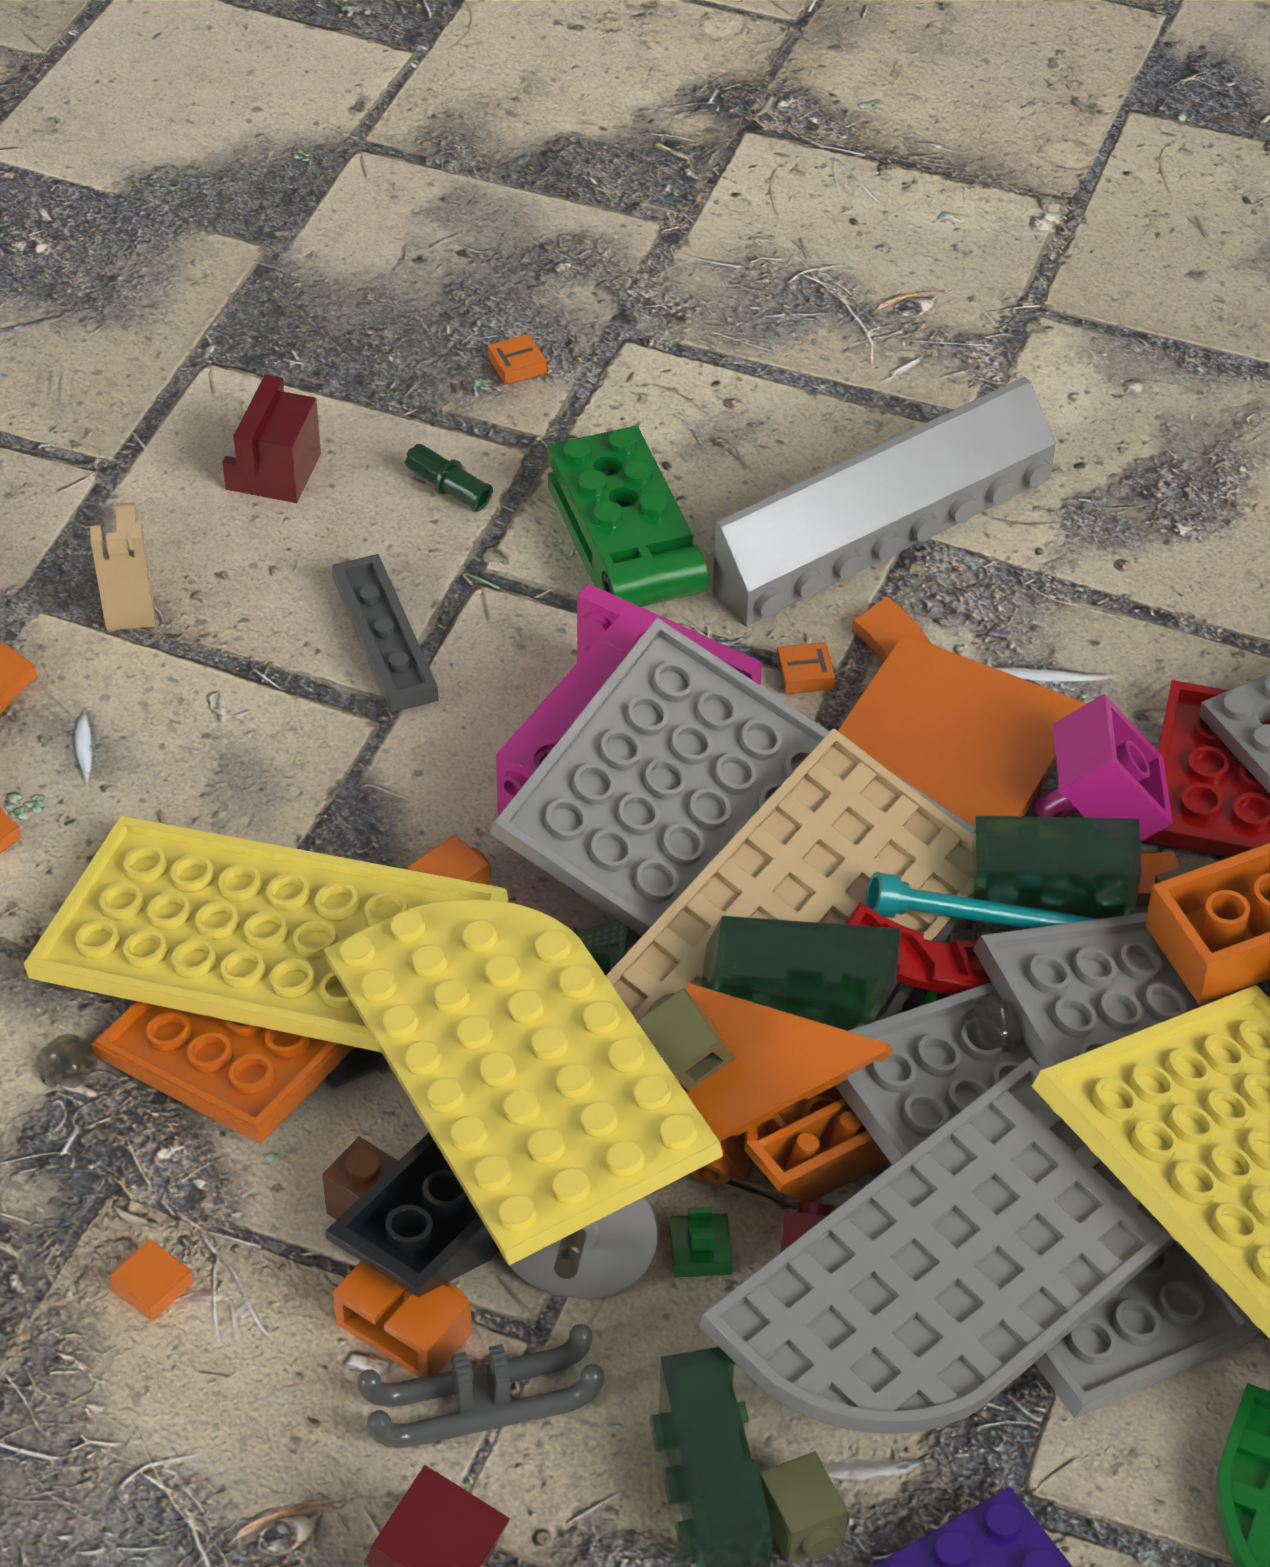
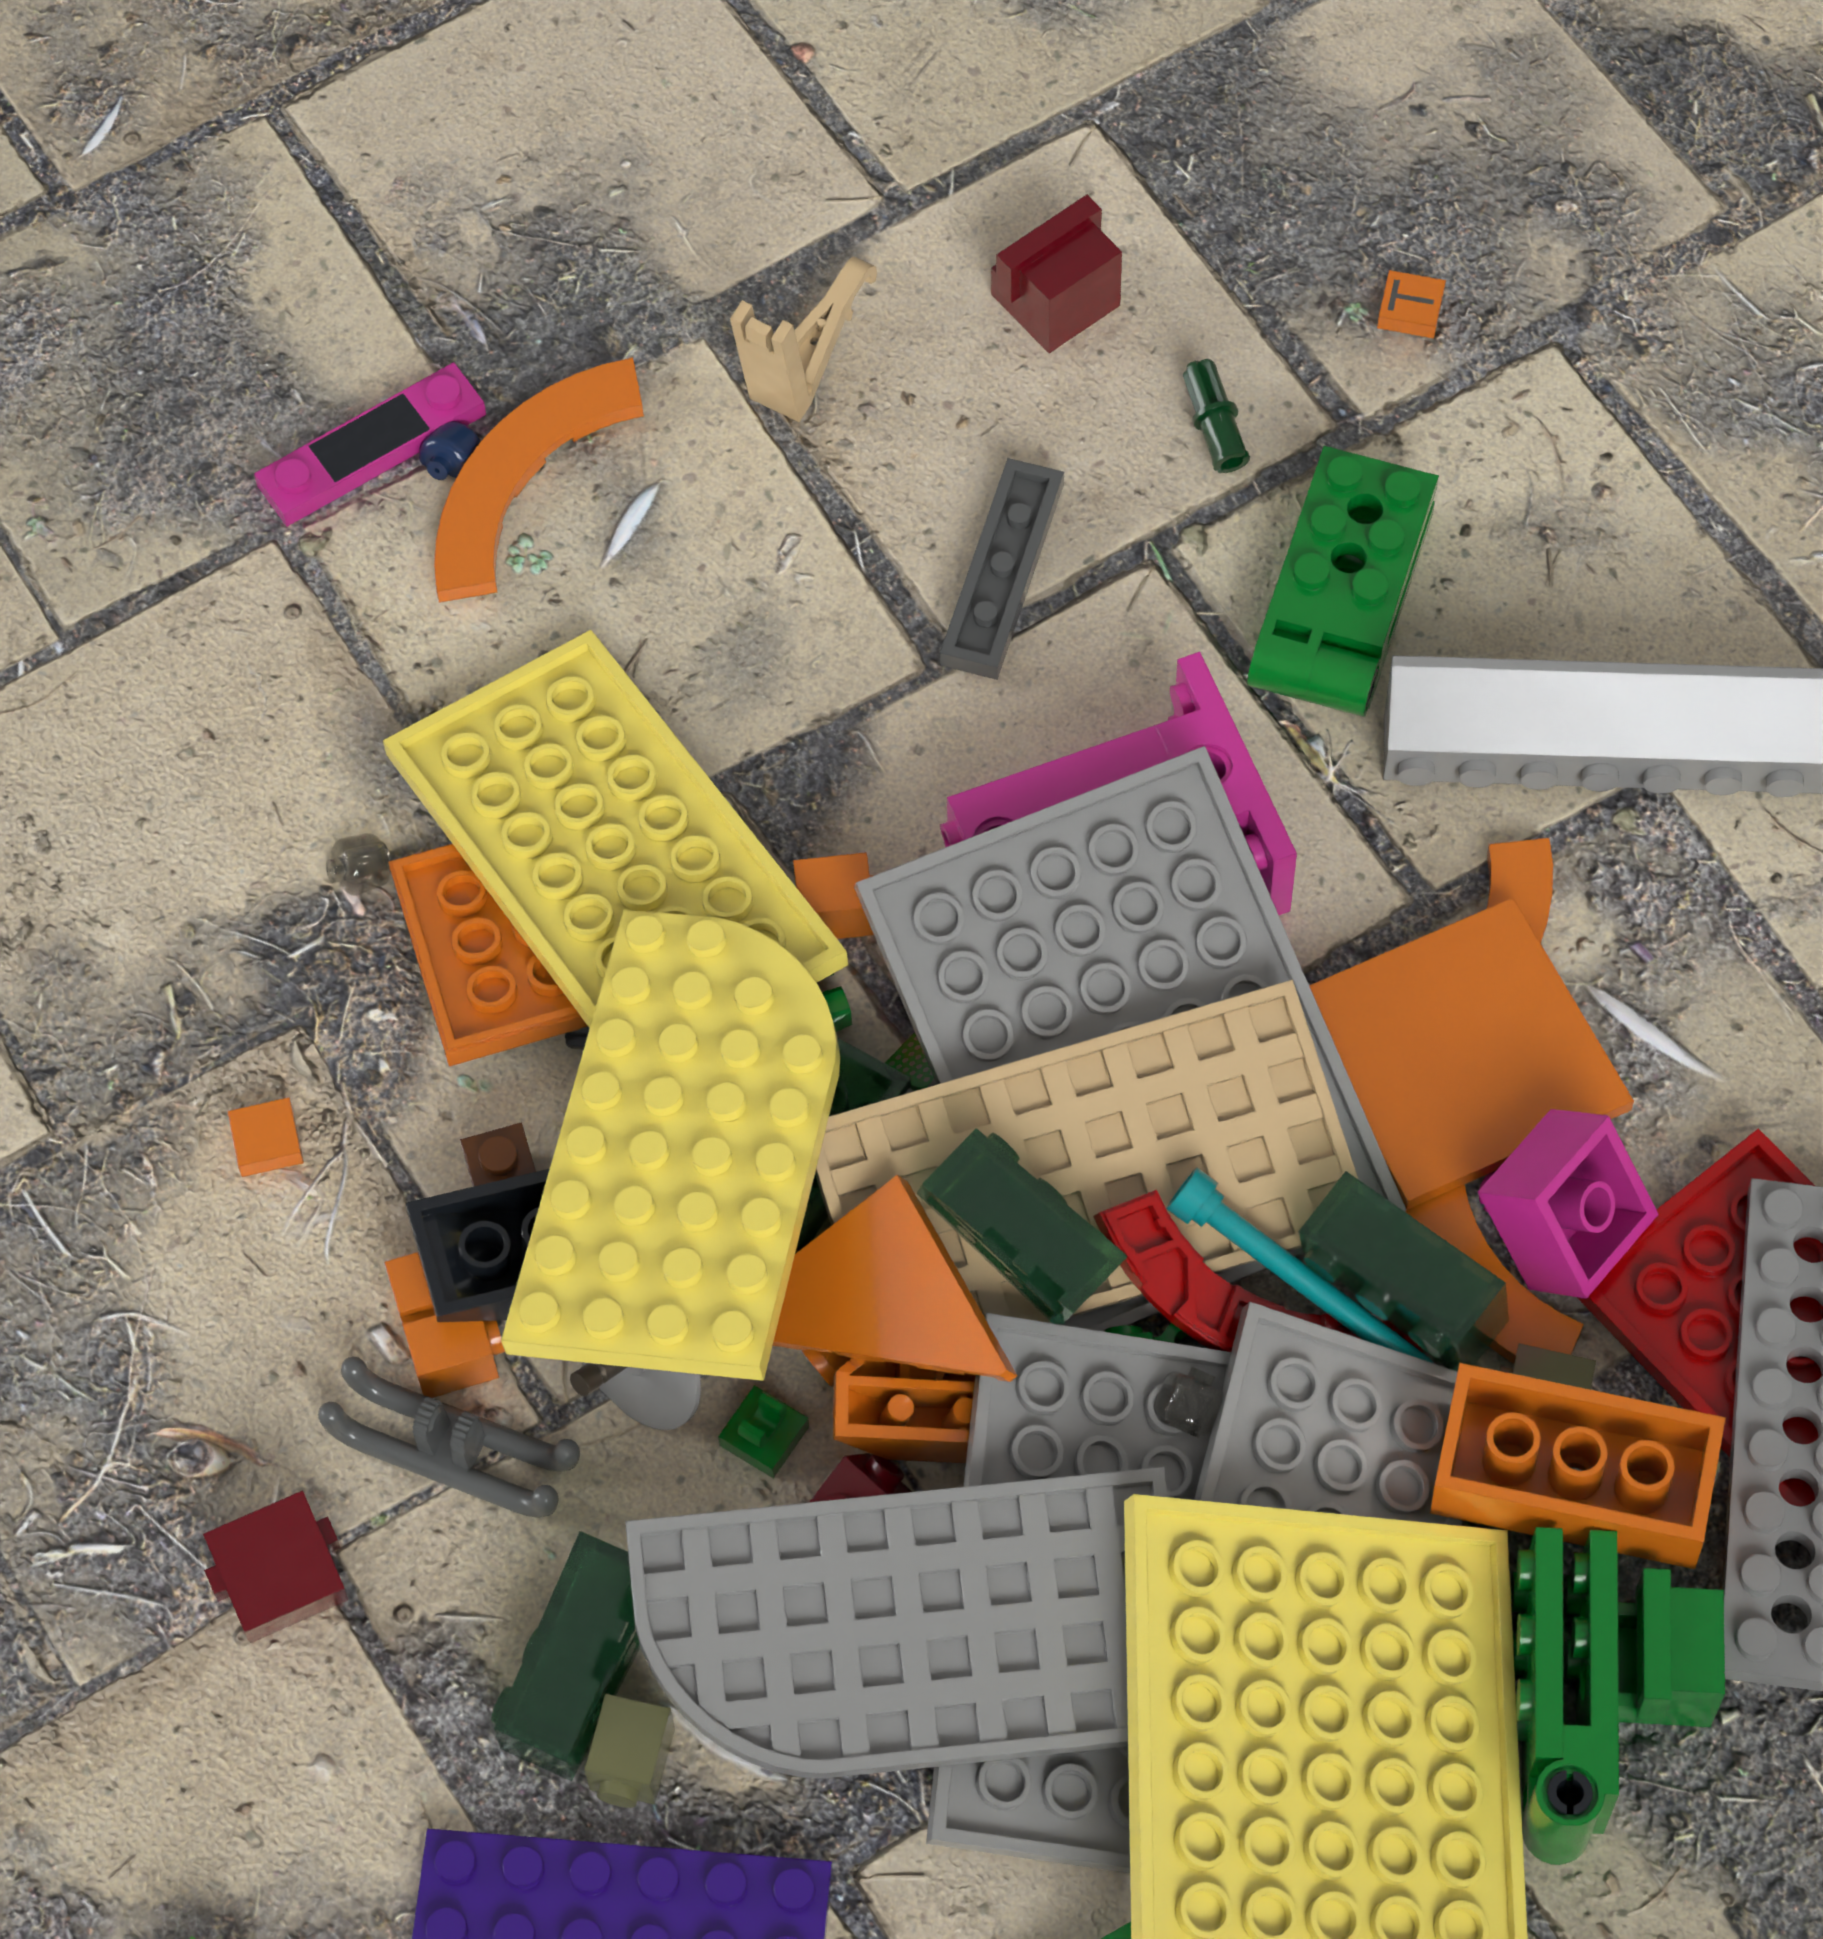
camera: 40 degrees right, 15 degrees up
(685, 1038) = (842, 1233): olive brick -> none
(805, 668) = (1395, 869): orange tile -> none

